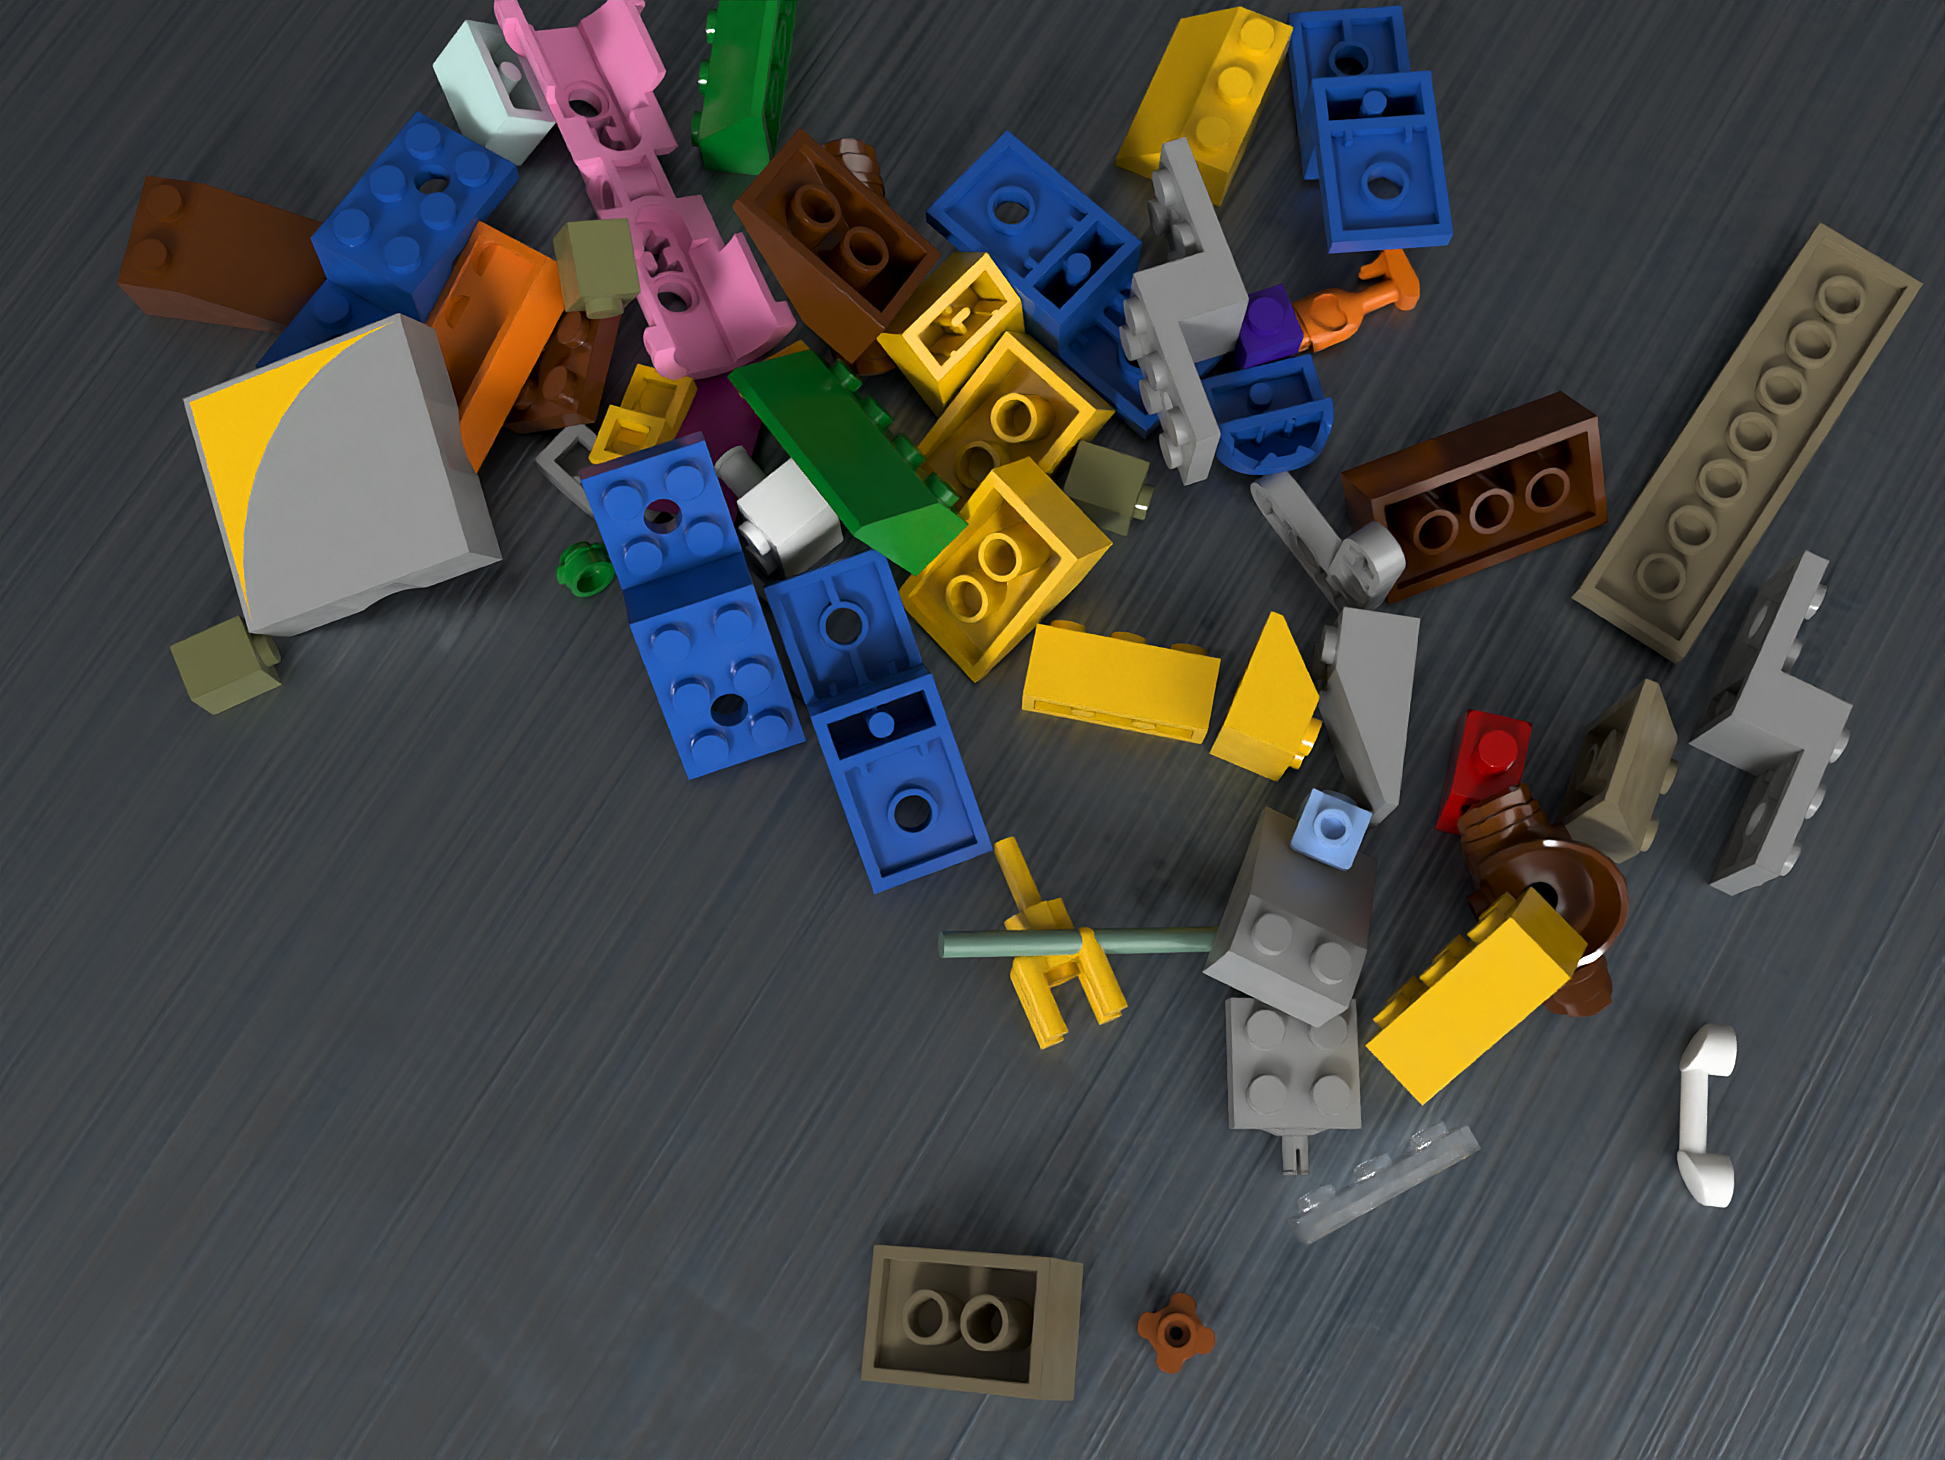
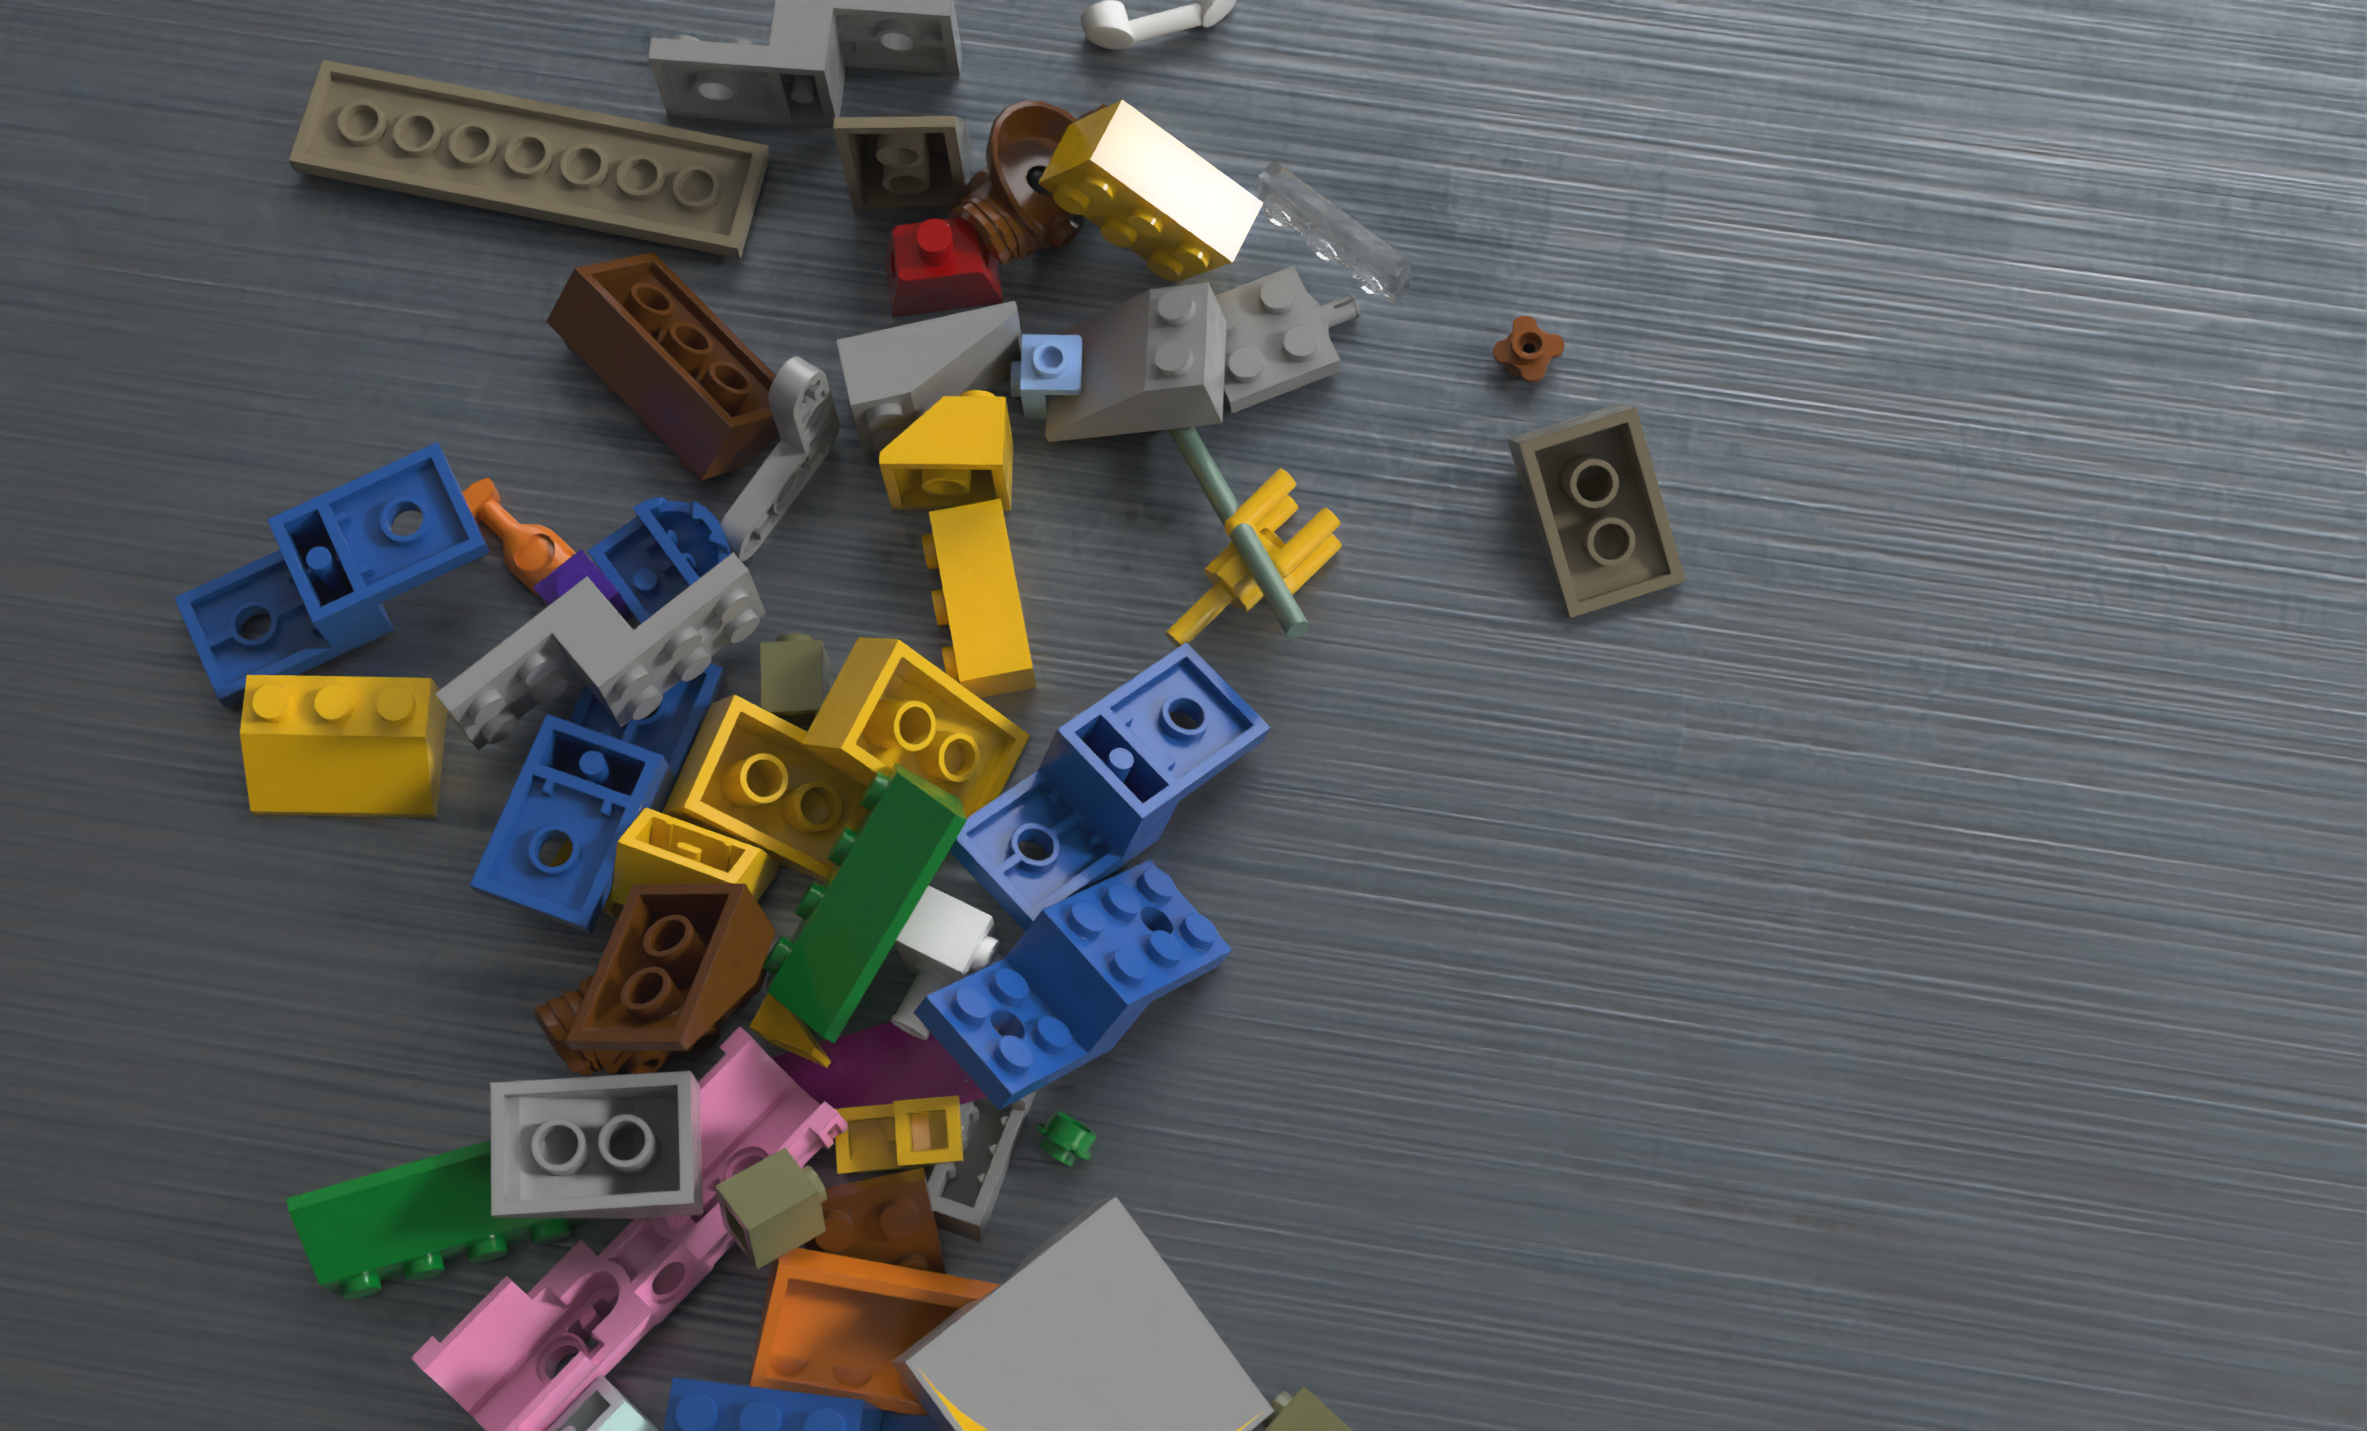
camera: 110 degrees left, 5 degrees down
(709, 144) = (597, 1147): none -> light grey slope

